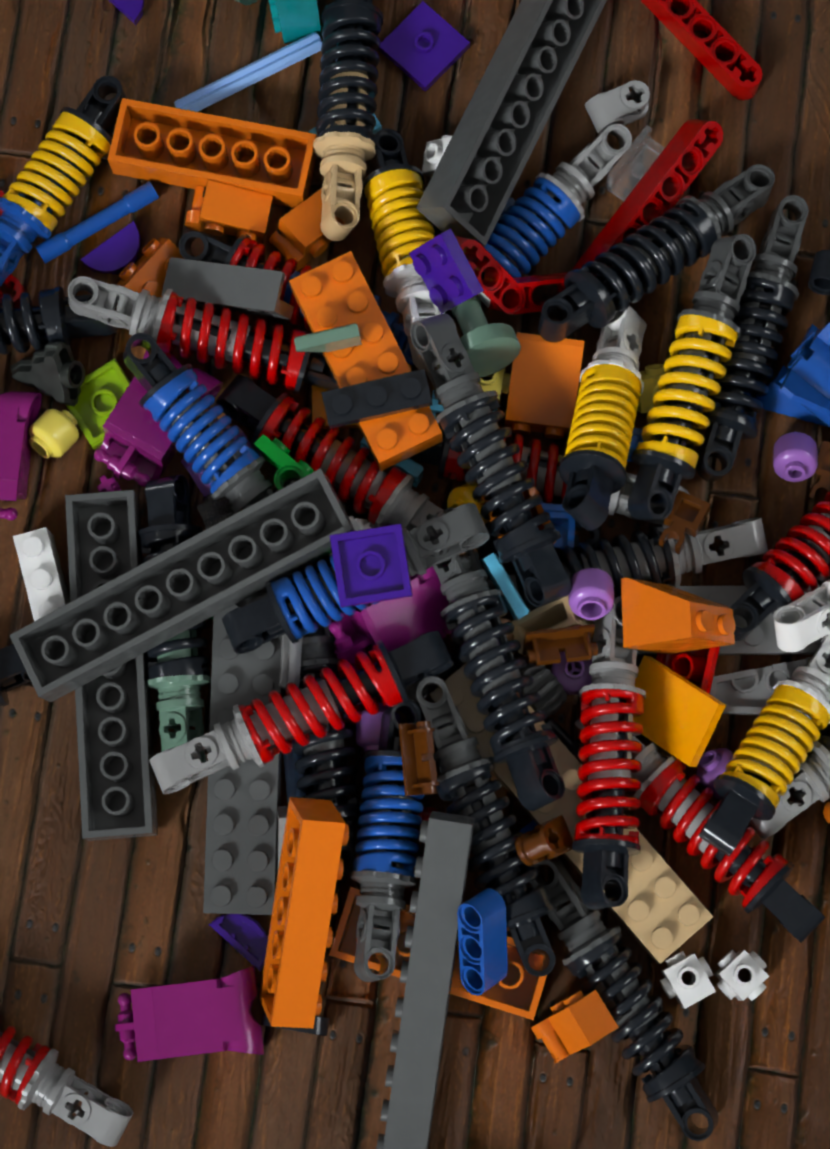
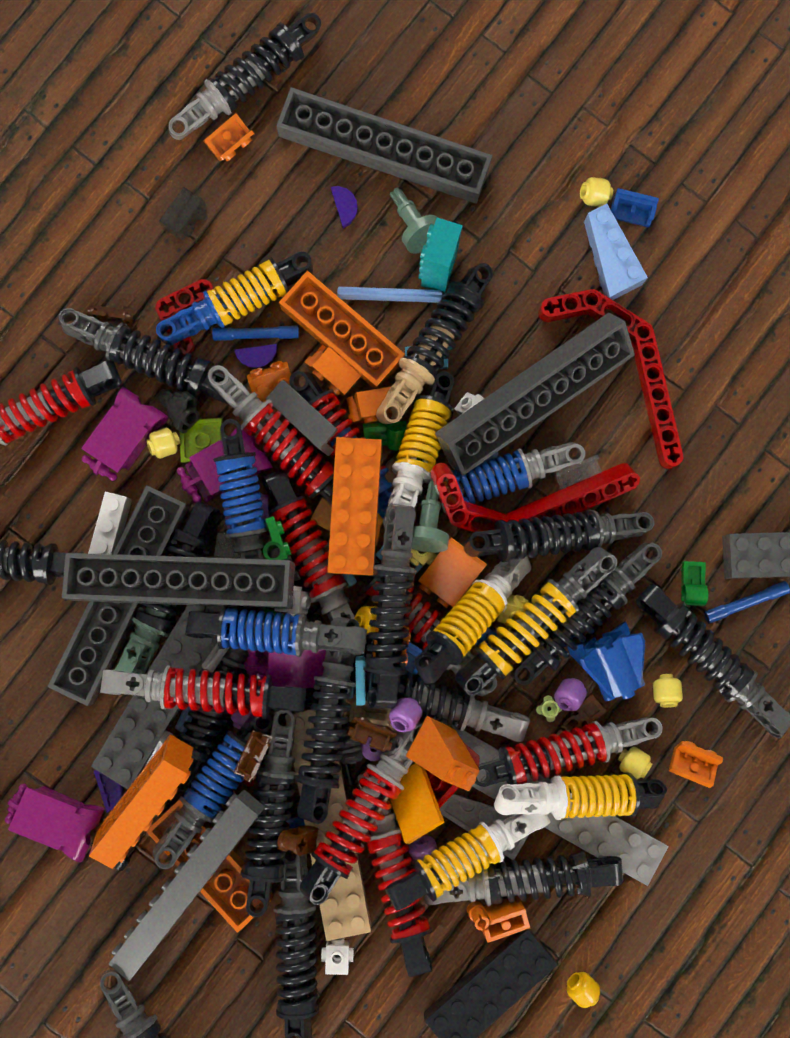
camera: 20 degrees right, 5 degrees up
(108, 485) = (176, 492): magenta piece -> none
(329, 339) = (336, 487): sand green tile -> none
(361, 245) = (390, 434): none -> green plate
(371, 565) = (284, 636): dark purple plate -> none
(377, 398) = (345, 536): black plate -> none
(424, 46) = (499, 333): dark purple plate -> none
(445, 271) = (427, 483): dark purple plate -> none
(482, 941) = (230, 879): blue beam -> none
(575, 1024) = (259, 947): orange hinge -> none
(616, 108) = (584, 432): light grey piece -> none
(685, 518) = (485, 699): reddish brown plate -> none
(728, 975) = (371, 963): white brick -> none
(771, 500) = (542, 709): none -> yellowish green plate

